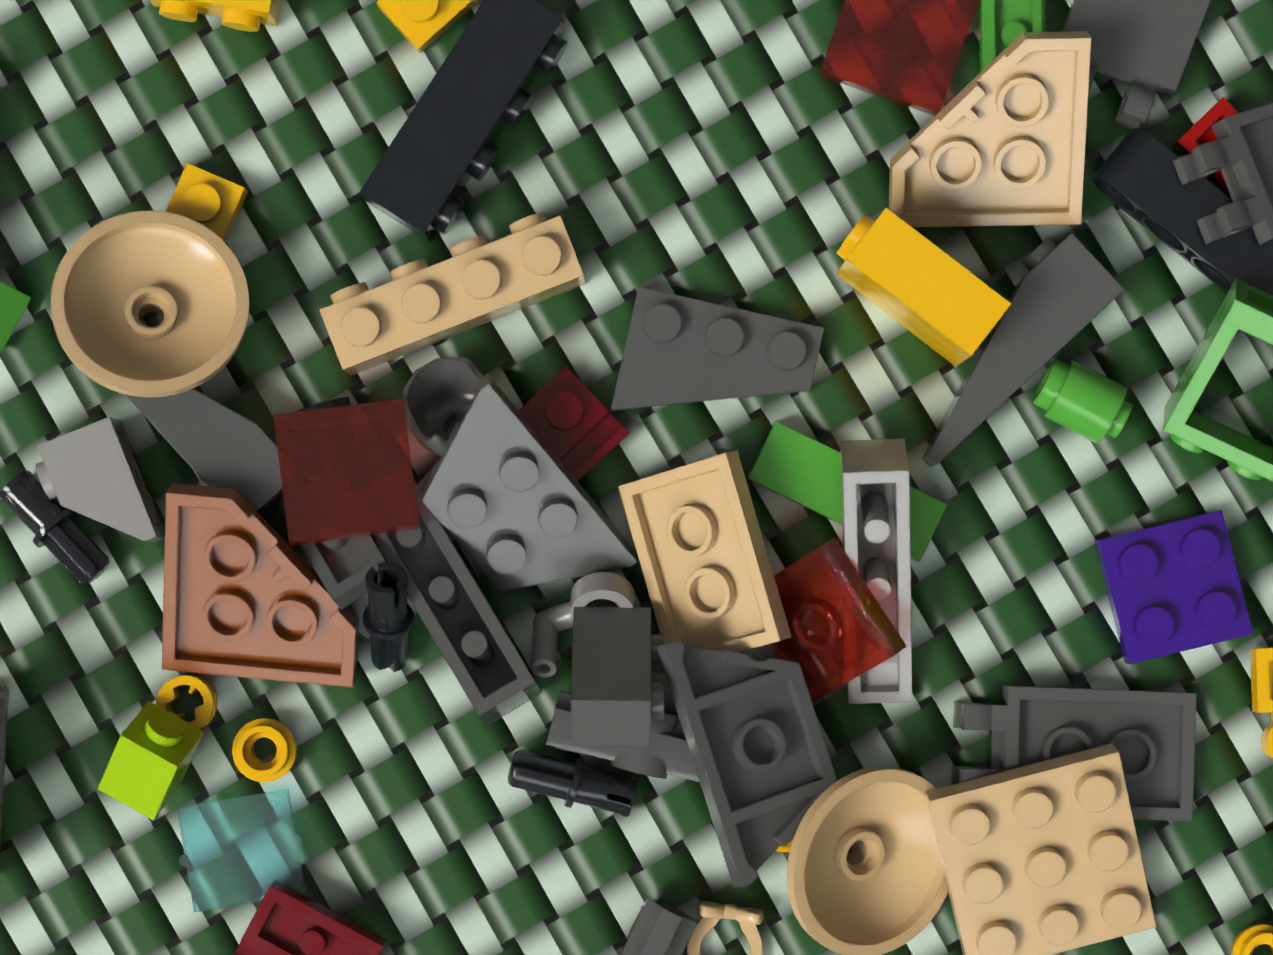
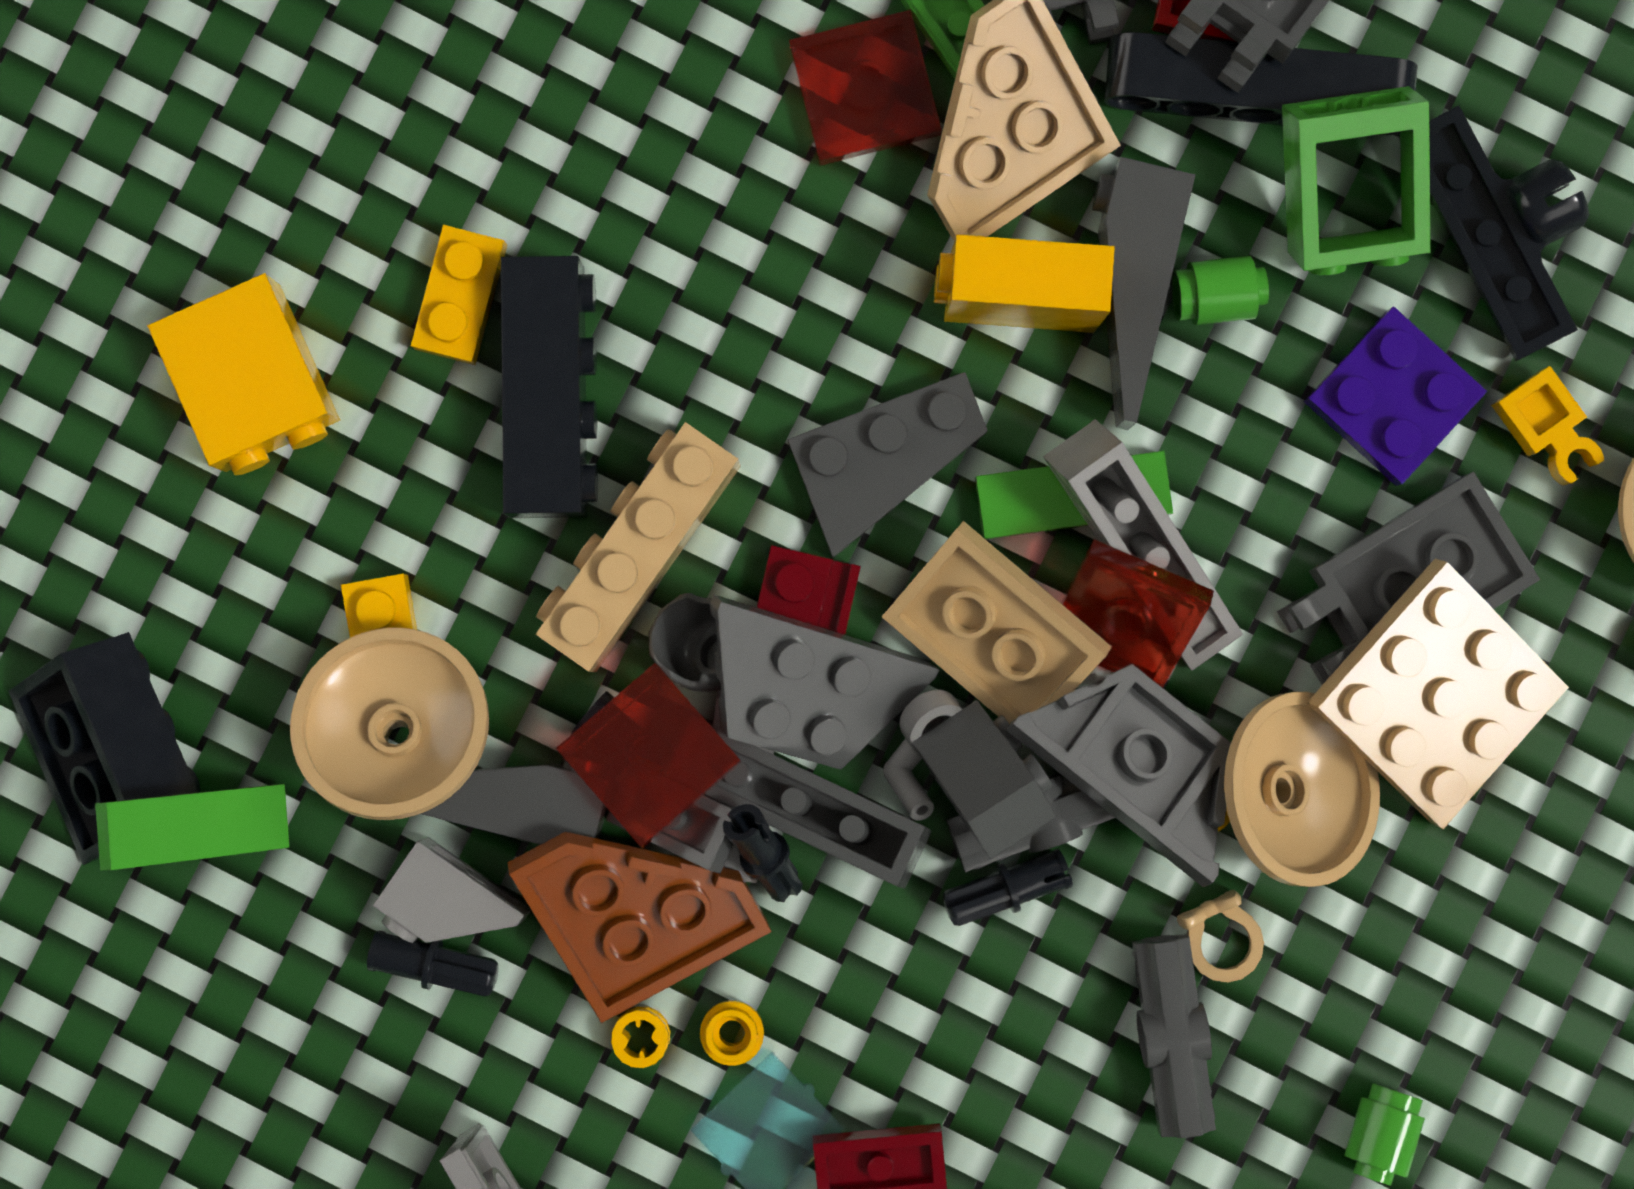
camera: 35 degrees left, 0 degrees up
(150, 760) = (643, 1106): lime brick -> none

